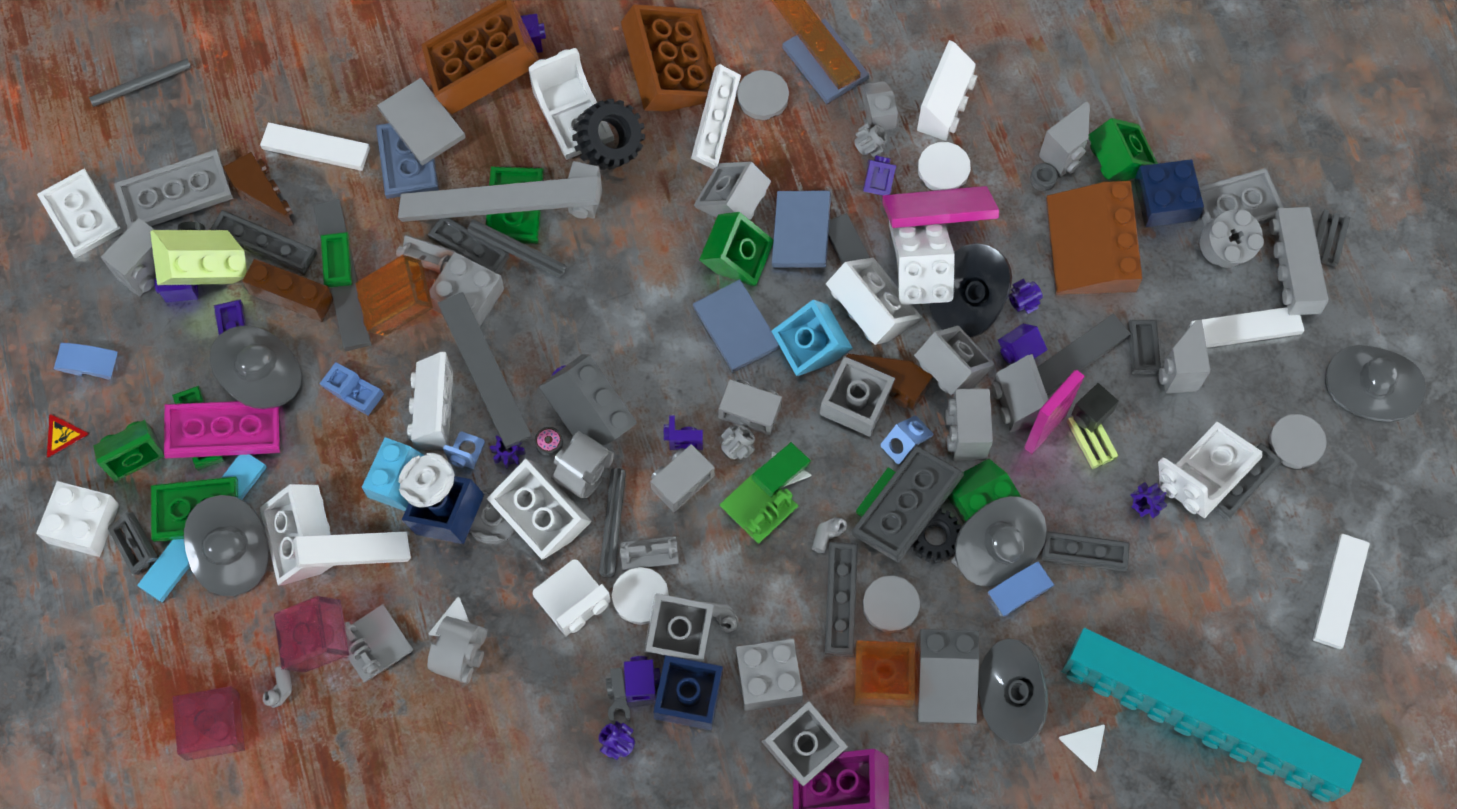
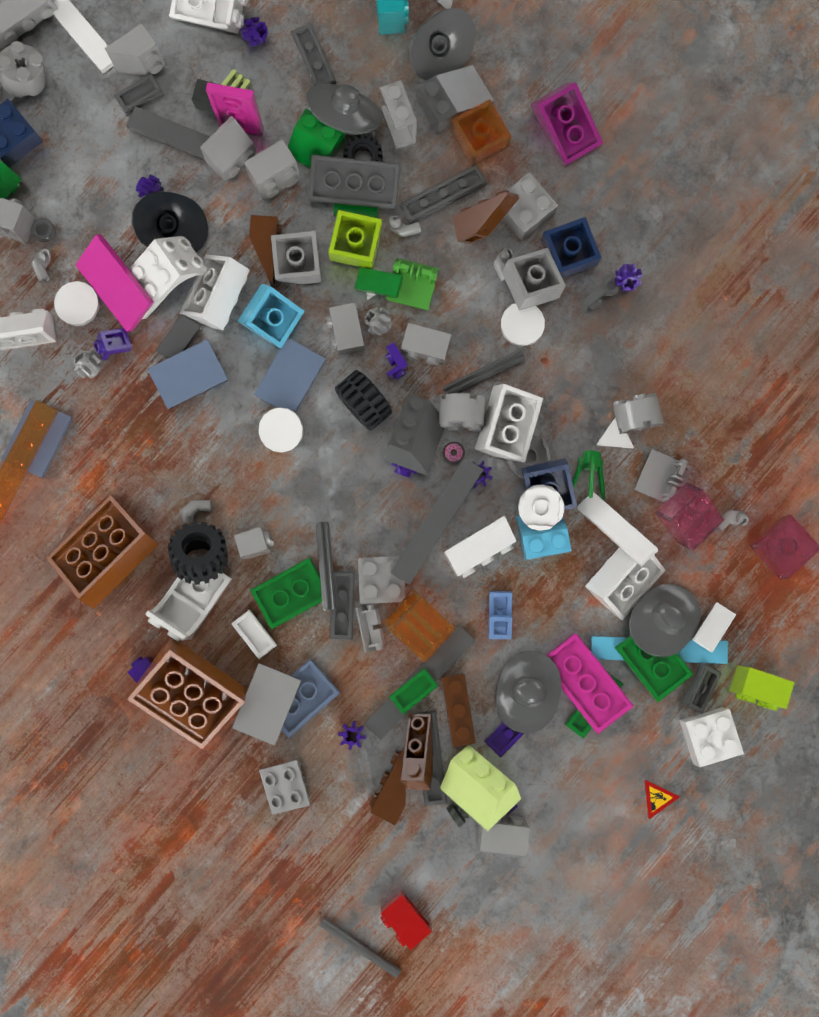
camera: 125 degrees left, 15 degrees up
(79, 213) = (490, 913): white tile -> none
(85, 359) = (597, 820): medium blue slope -> none
(86, 596) = (767, 689): none -> lime brick
(128, 450) = (643, 738): green slope -> none
(132, 132) = (405, 920): none -> red brick
(174, 190) = (432, 853): light grey plate -> none
(182, 593) = (714, 627): none -> white tile
(272, 226) = (418, 753): none -> reddish brown slope
(315, 146) = (332, 773): white tile -> none
(332, 99) = (285, 787): none -> light grey hinge
(335, 174) = (351, 742): none -> dark purple gear
(442, 575) = (592, 462): none -> green plant
(460, 458) = (504, 505): light blue bracket -> none
(497, 150) = (254, 634): none -> white tile
(500, 199) = (299, 595): light grey tile -> none
(571, 597) = (553, 365): white bracket -> none
(640, 679) = (579, 286): dark purple brick -> none
(649, 553) = (490, 335): light grey hinge -> none
(658, 372) = (363, 400): none -> black tyre
(661, 163) = (193, 507): none -> light grey arm
(684, 284) = (281, 429): none -> white tile
(716, 116) = (132, 489): white tile -> none
(733, 189) = (188, 439): light grey slope -> none
(737, 248) = (231, 410): green slope -> none
(763, 94) = (92, 467): light grey tile -> none
(782, 611) = (479, 221): none -> reddish brown slope
(804, 743) = (557, 157): light grey slope -> none
(841, 468) = (355, 239): none -> lime brick
(879, 105) = (52, 376): light grey slope -> none
(891, 604) = (427, 160): light grey tile -> none
(911, 433) = (300, 211): light blue bracket -> none
(953, 360) = (231, 205): light grey brick -> none
(955, 589) = (398, 115): none -> light grey panel
(1007, 154) = (40, 264): none -> light grey arm
(1021, 342) = (189, 170): dark purple brick -> none
(1021, 588) = (365, 81): medium blue slope -> none
(1094, 239) = (74, 166): dark orange slope -> none

